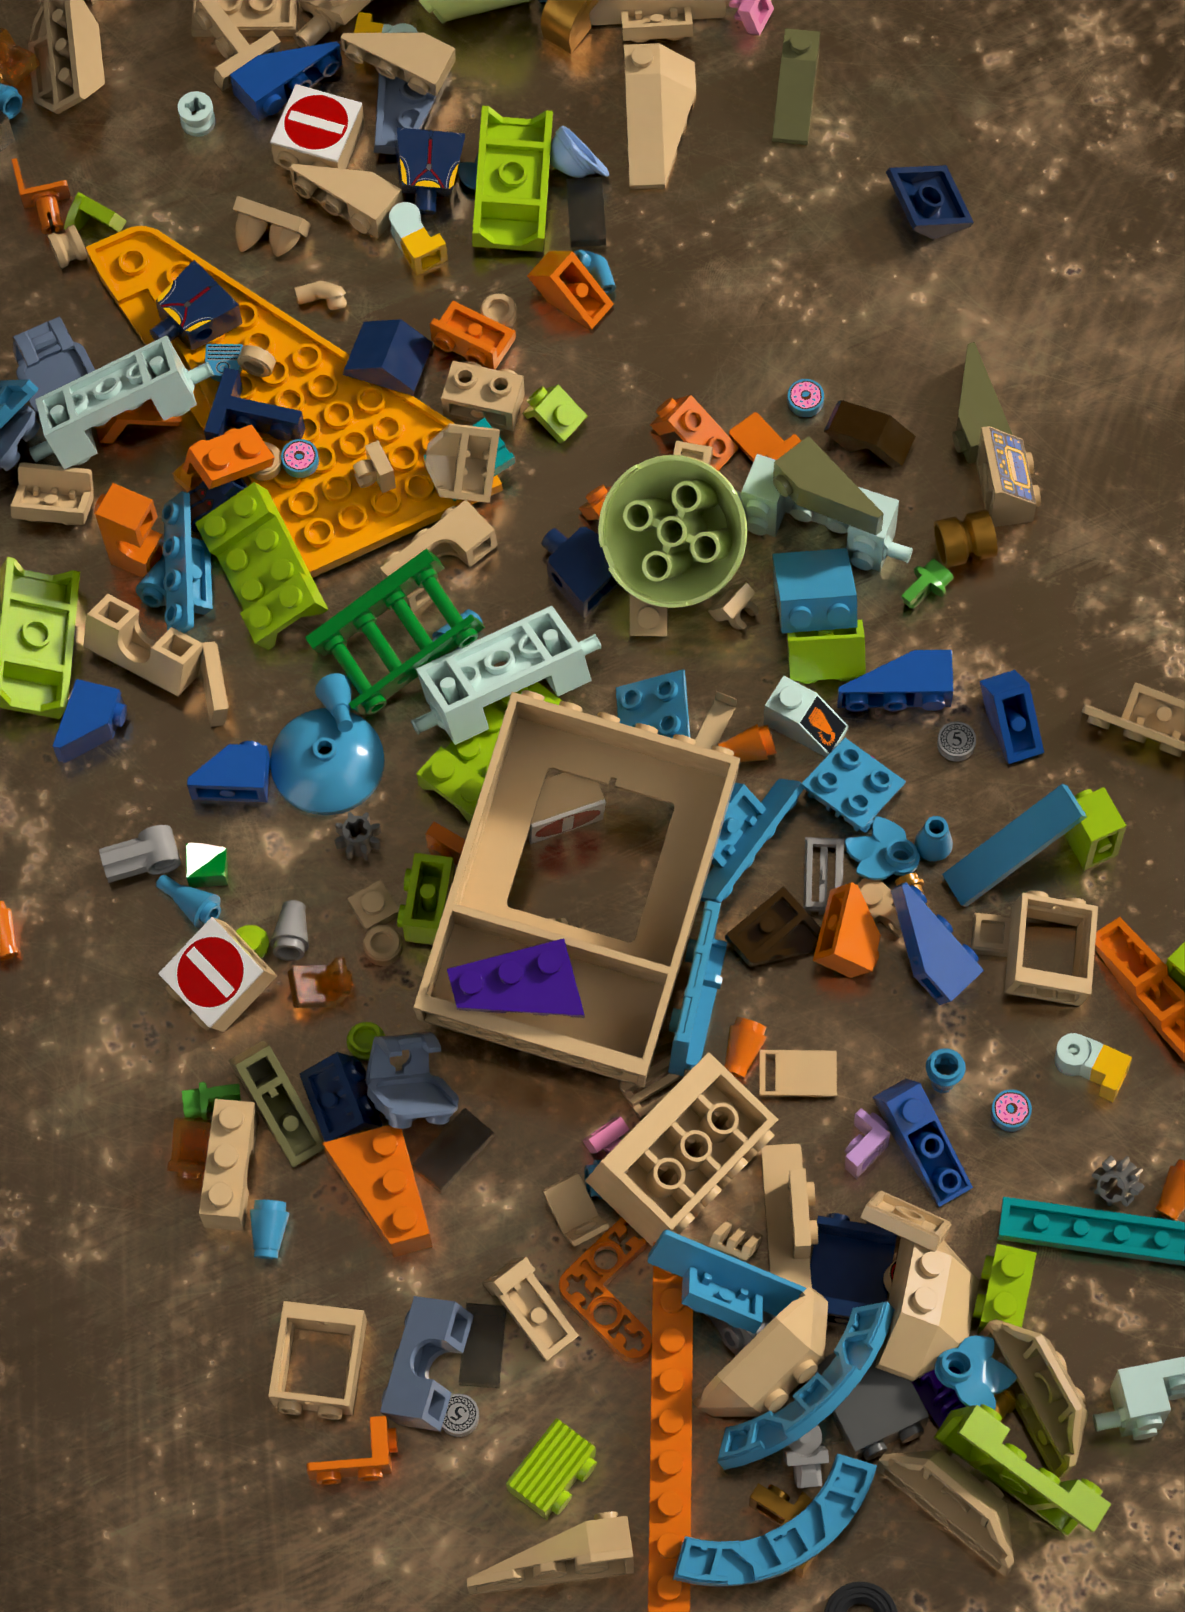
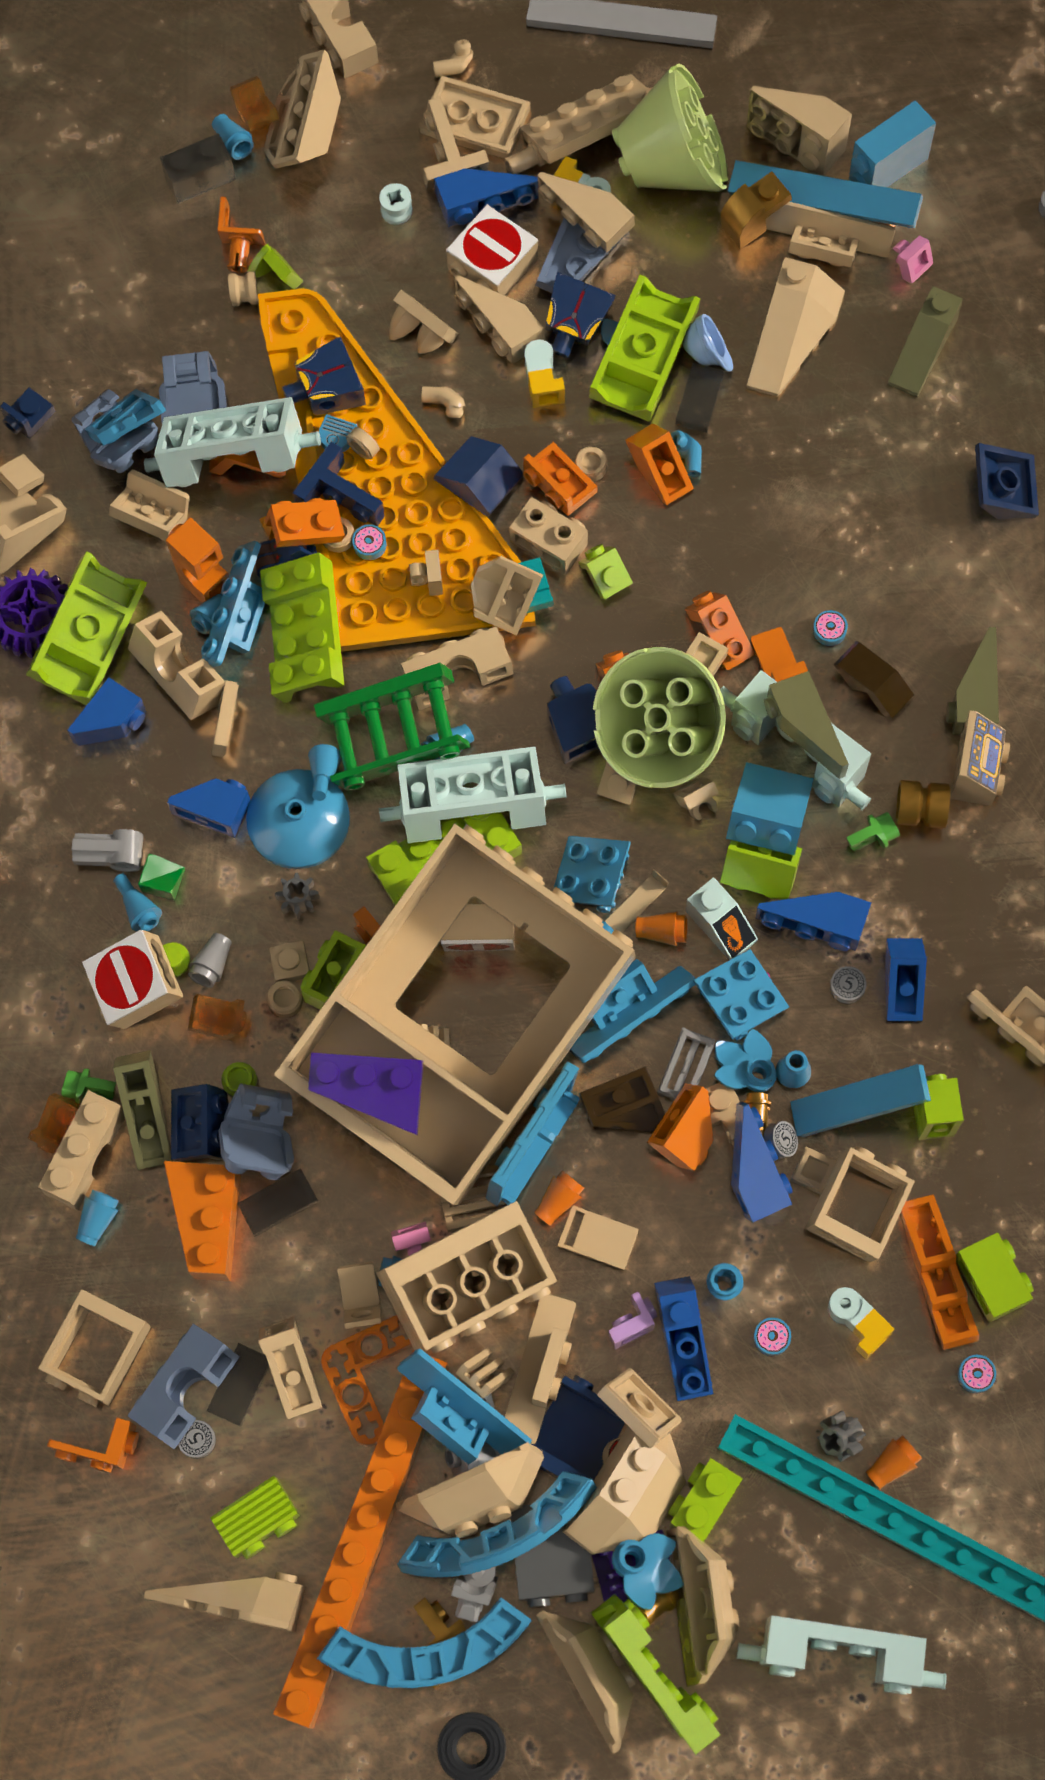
camera: 20 degrees right, 5 degrees up
(950, 909) = (783, 1138): none -> light grey tile

